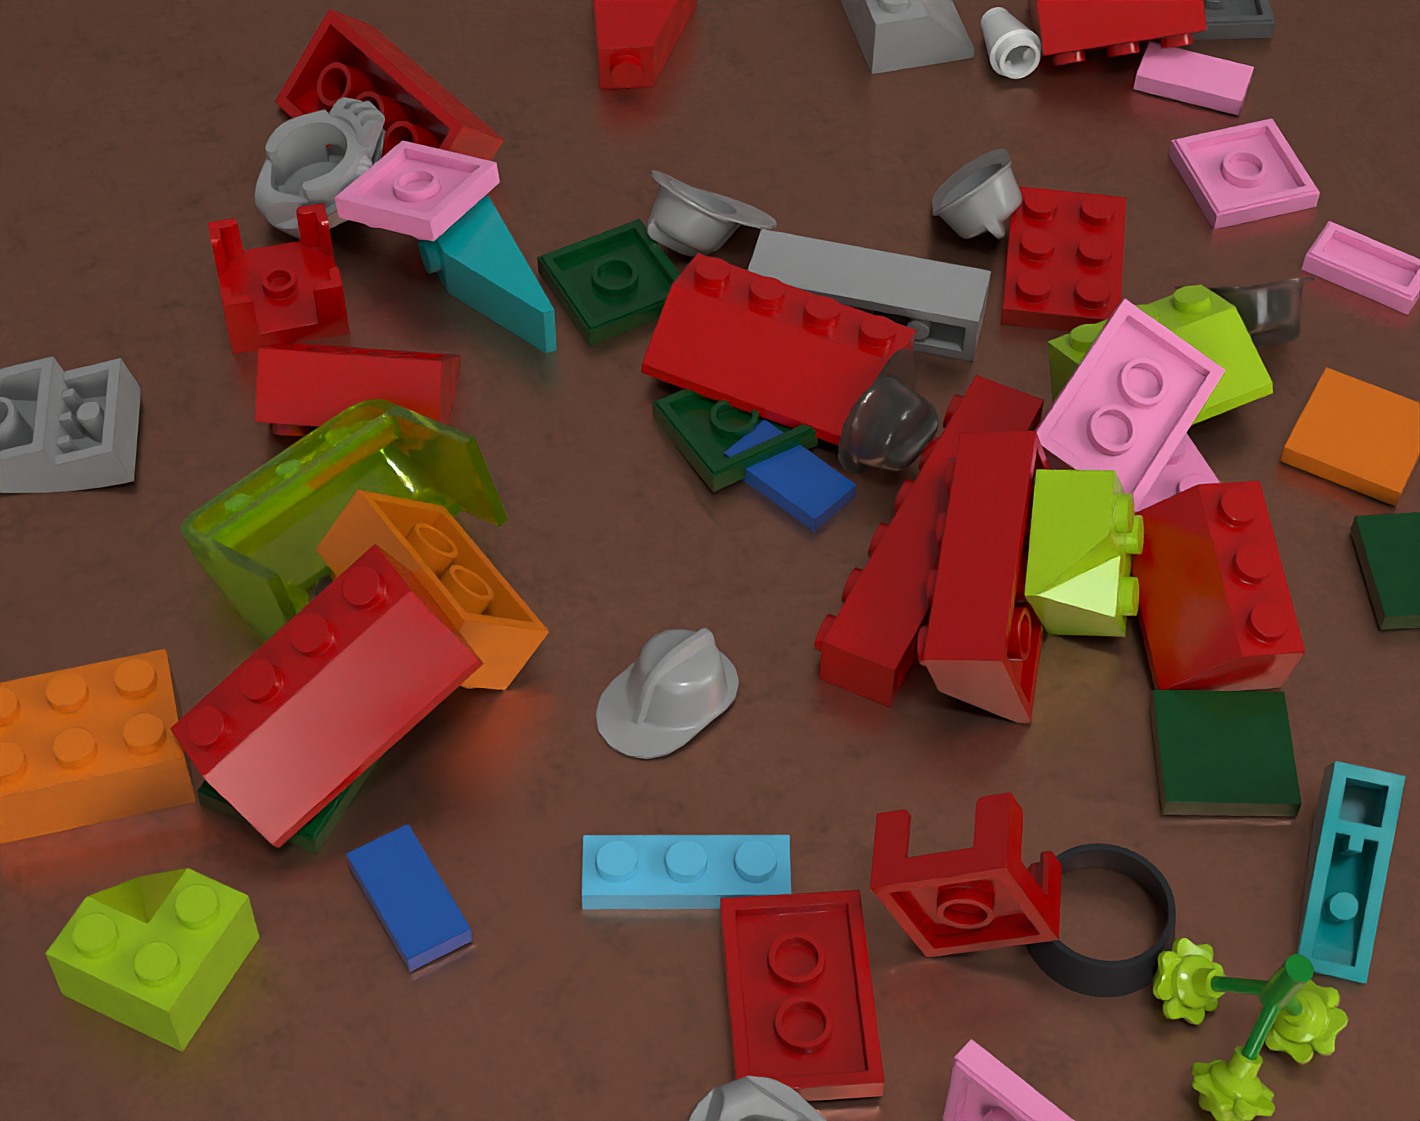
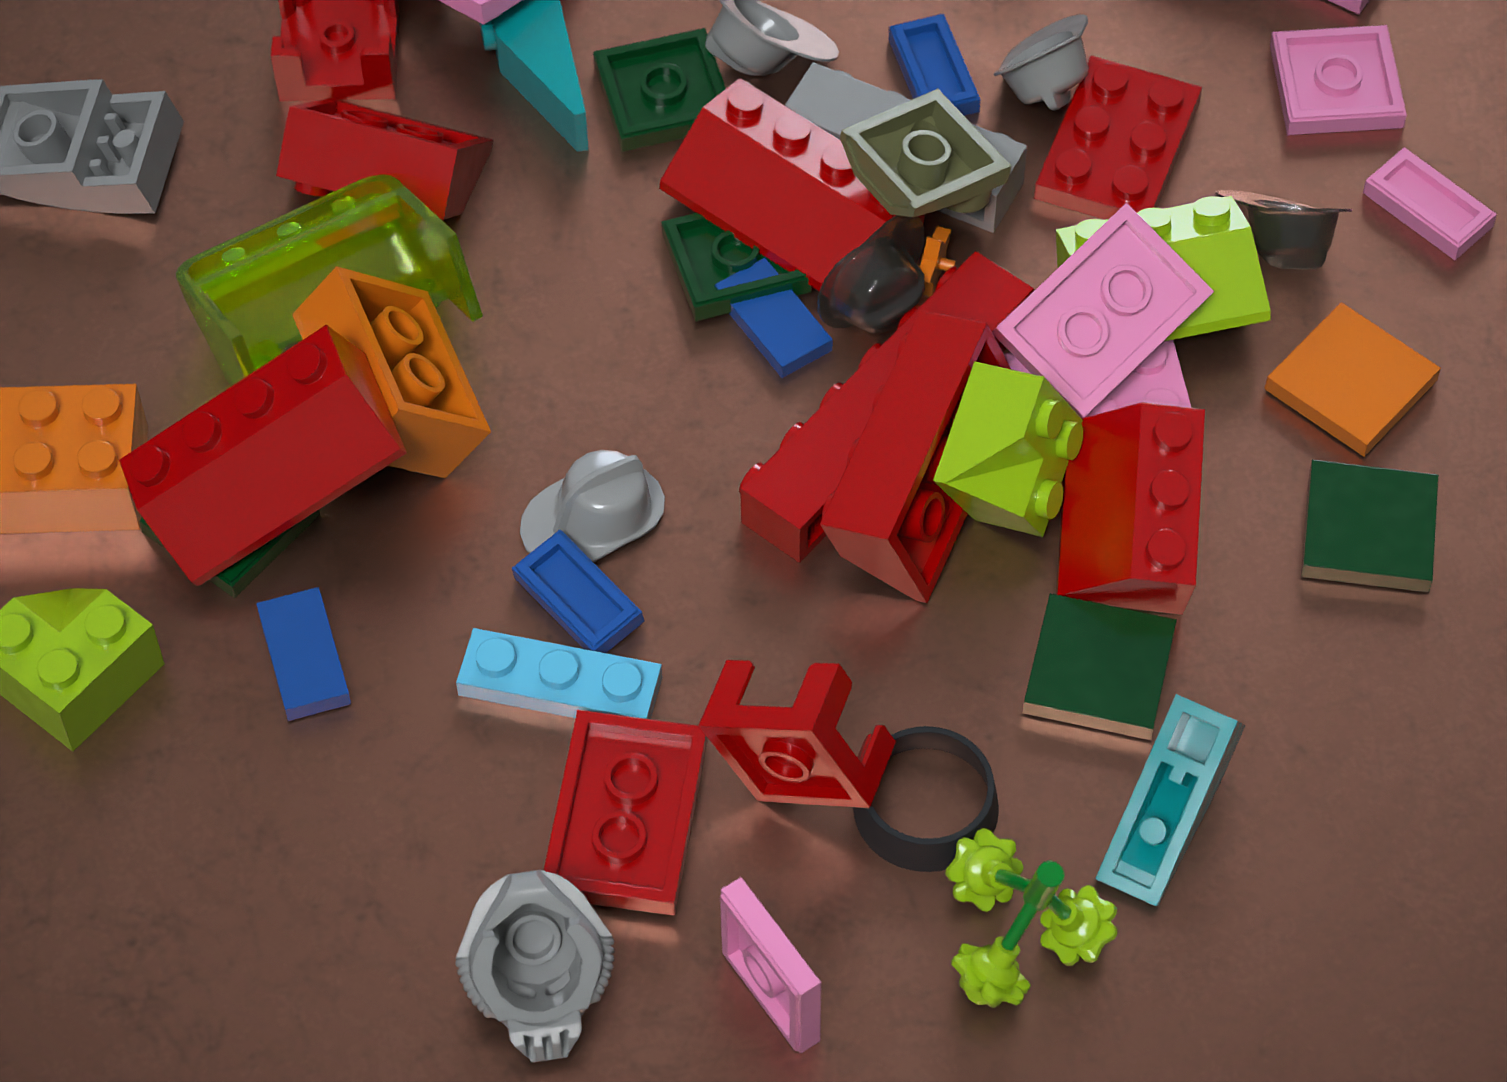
camera: 15 degrees right, 5 degrees up
(679, 780) = (577, 594): none -> blue tile
(866, 216) = (933, 61): none -> blue tile
(910, 293) = (924, 158): none -> olive slope
(932, 385) = (934, 258): none -> orange piece

